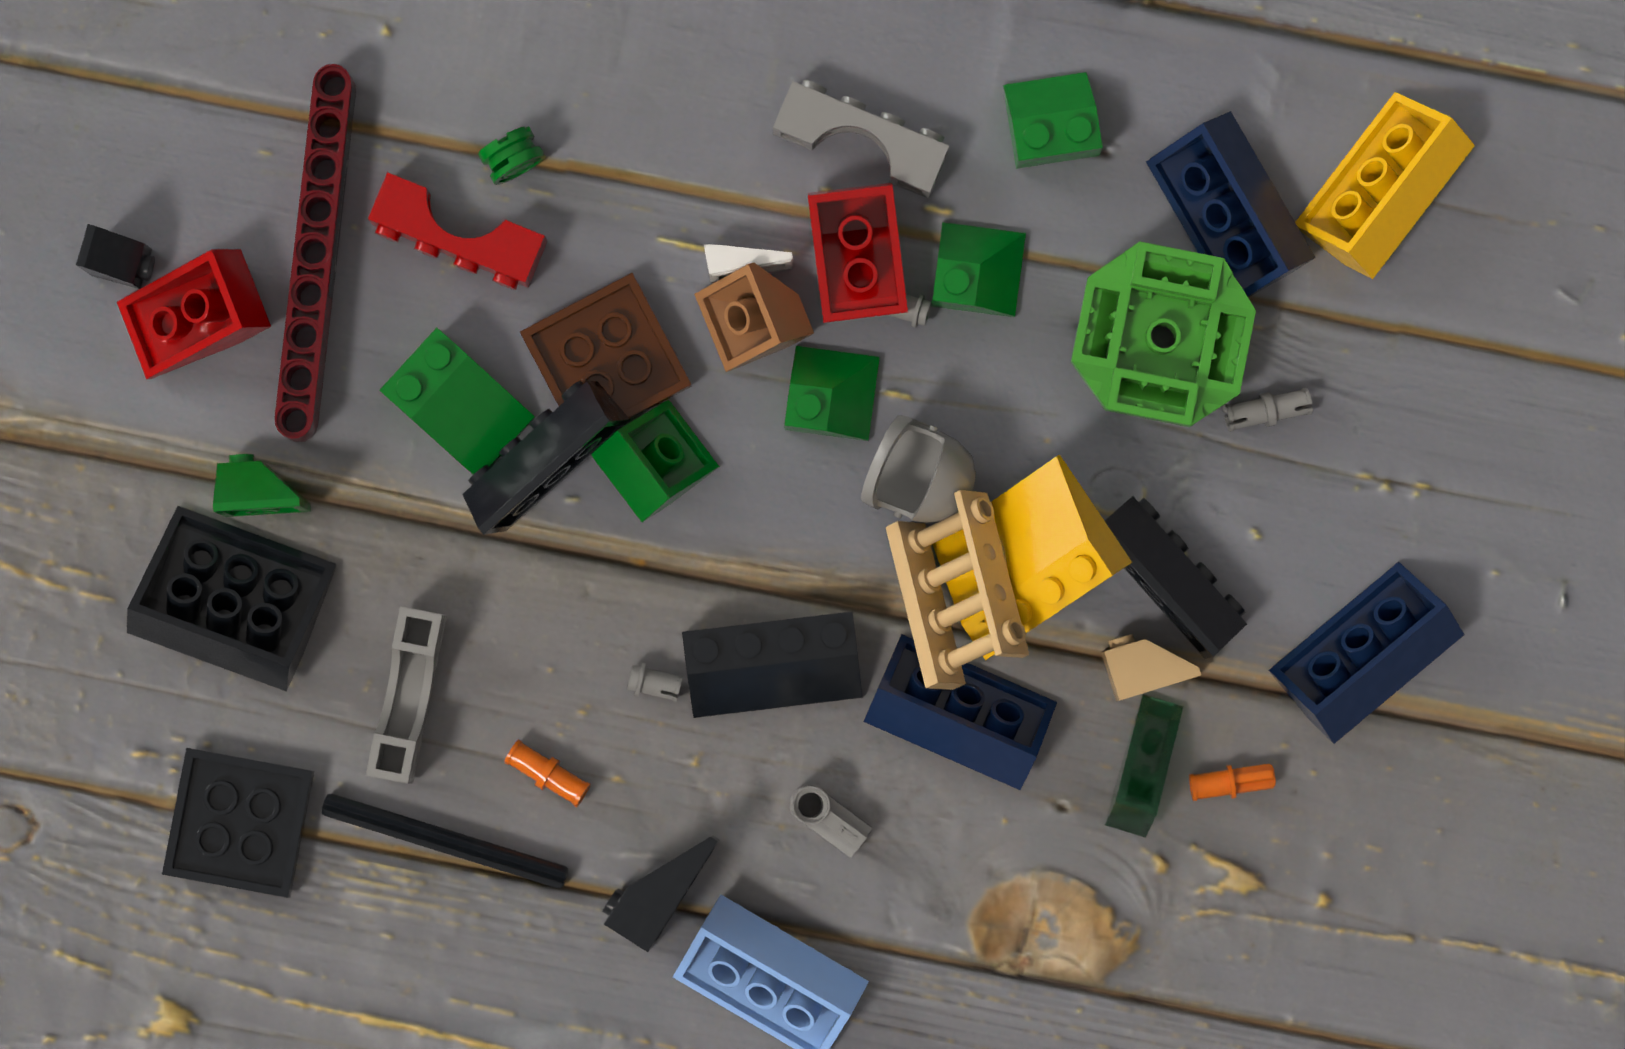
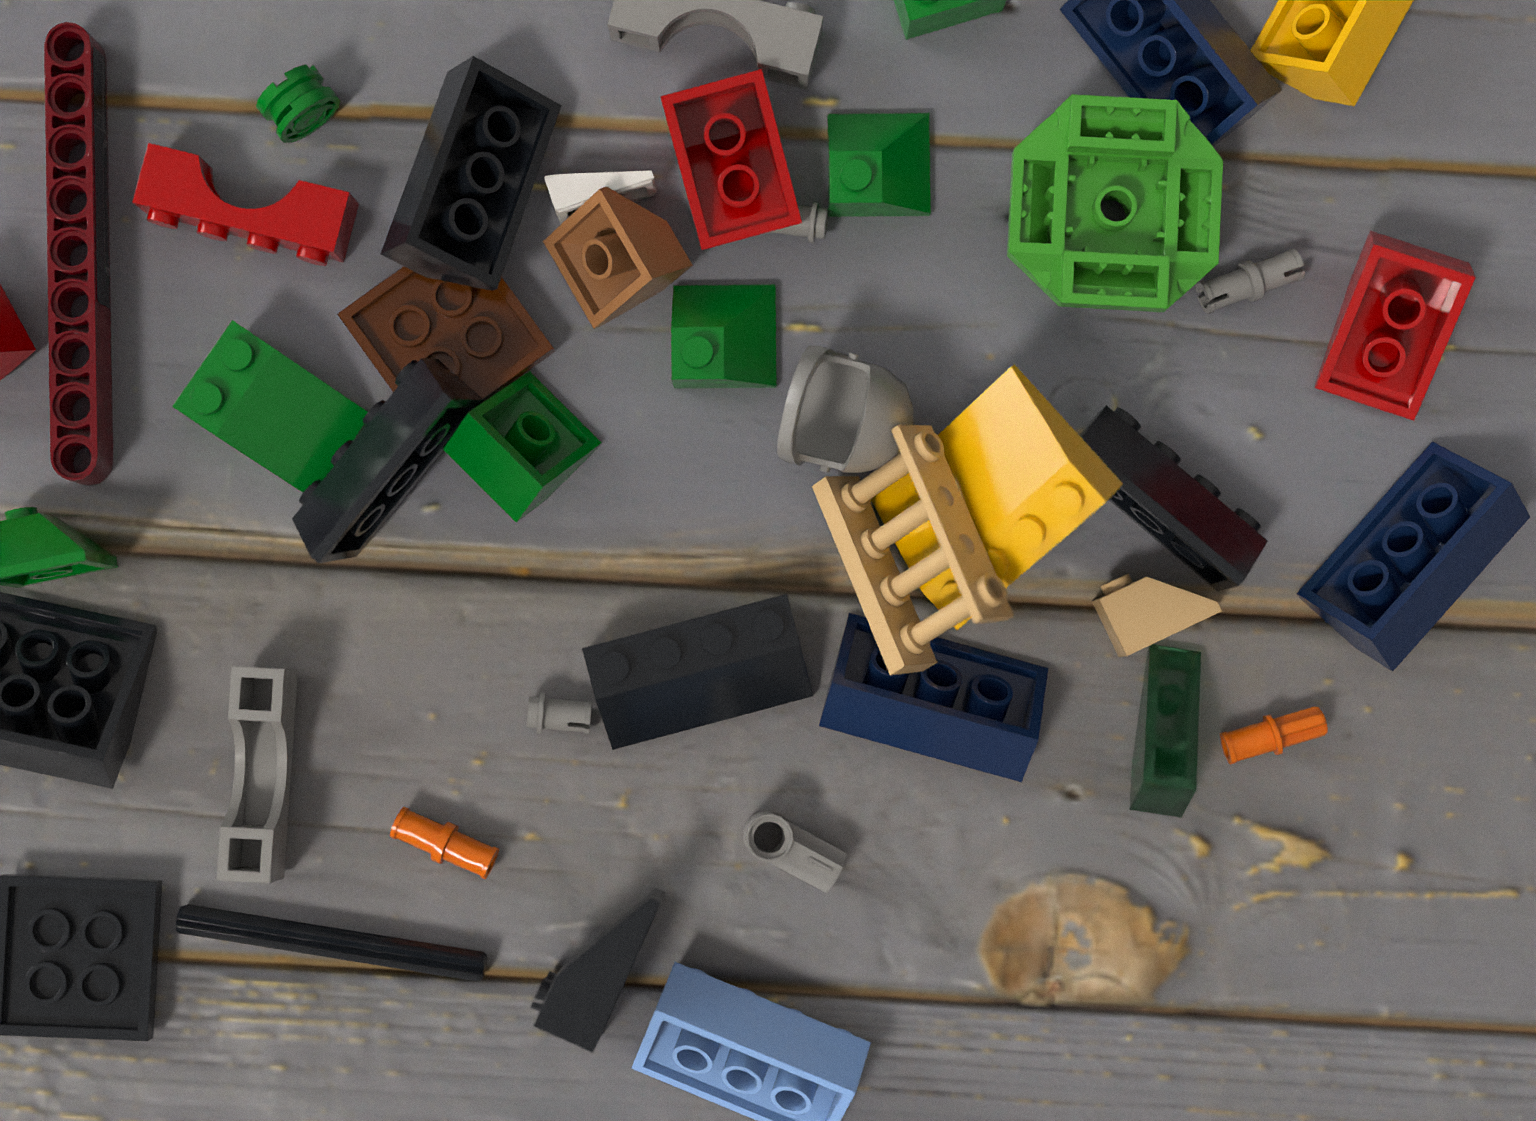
camera: 10 degrees left, 0 degrees up
(645, 237) = (471, 177): none -> black slope
(1379, 462) = (1394, 325): none -> red slope

